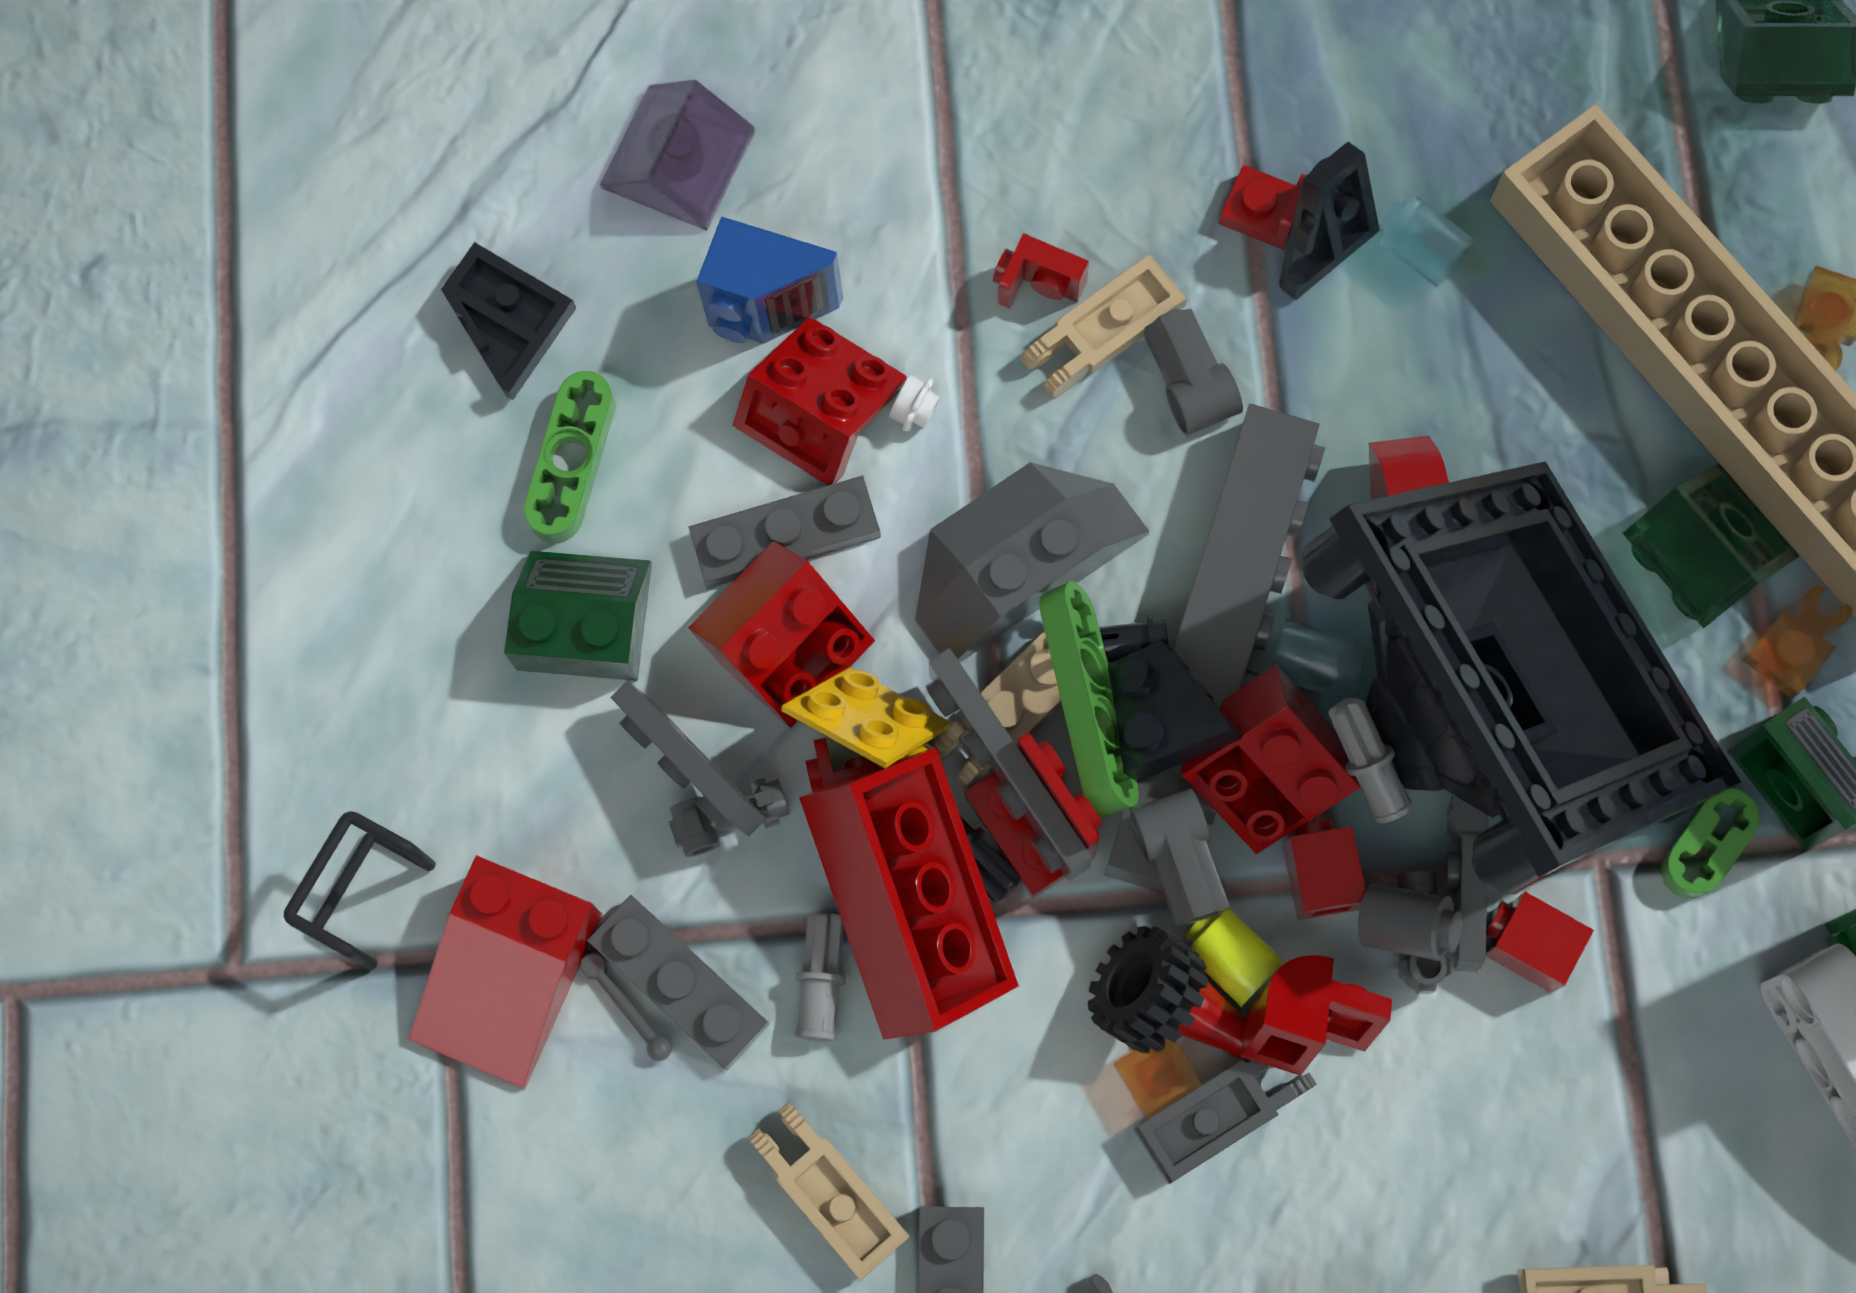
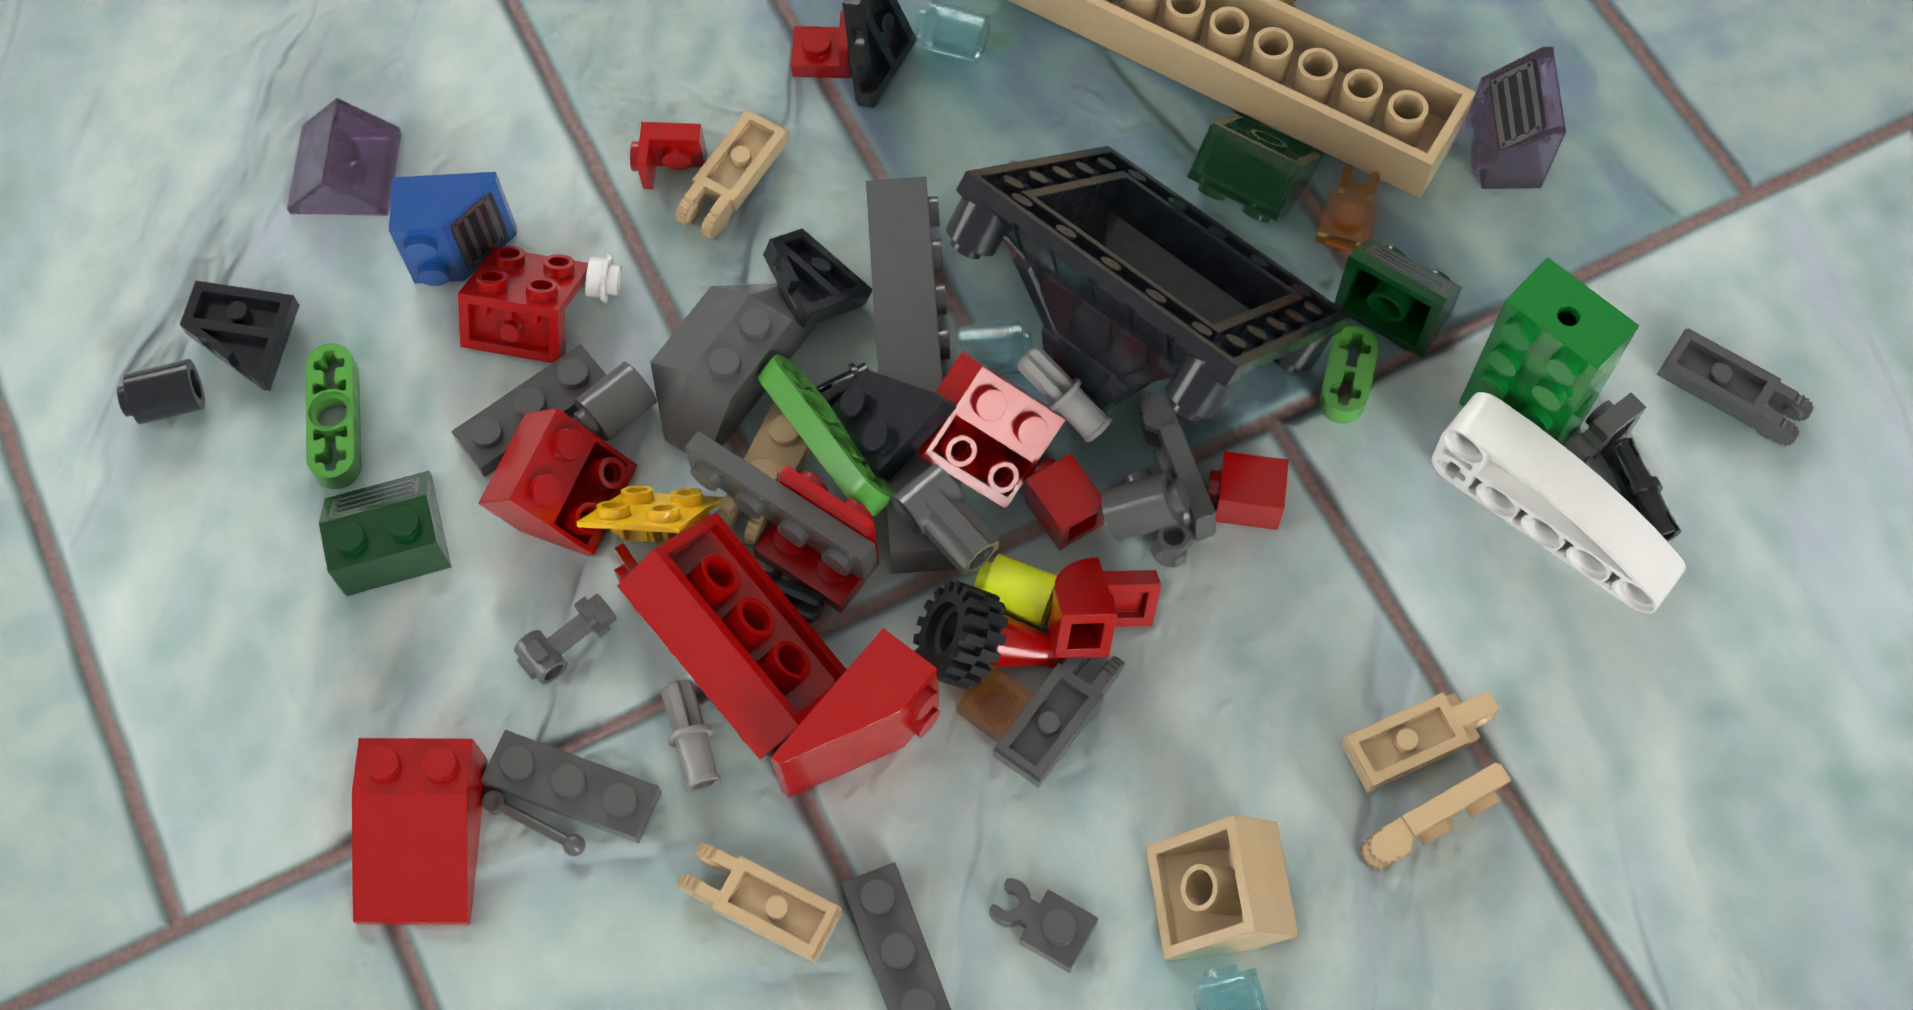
camera: 25 degrees left, 10 degrees down
(374, 834) = (245, 845): black piece -> none
(398, 362) = (161, 392): none -> black brick
(685, 761) = (513, 602): dark grey plate -> none
(873, 561) = (614, 402): none -> dark grey brick
(1019, 1037) = (864, 716): none -> red slope
(1145, 496) = (813, 278): none -> black wing
(1197, 386) = (821, 189): dark grey piece -> none

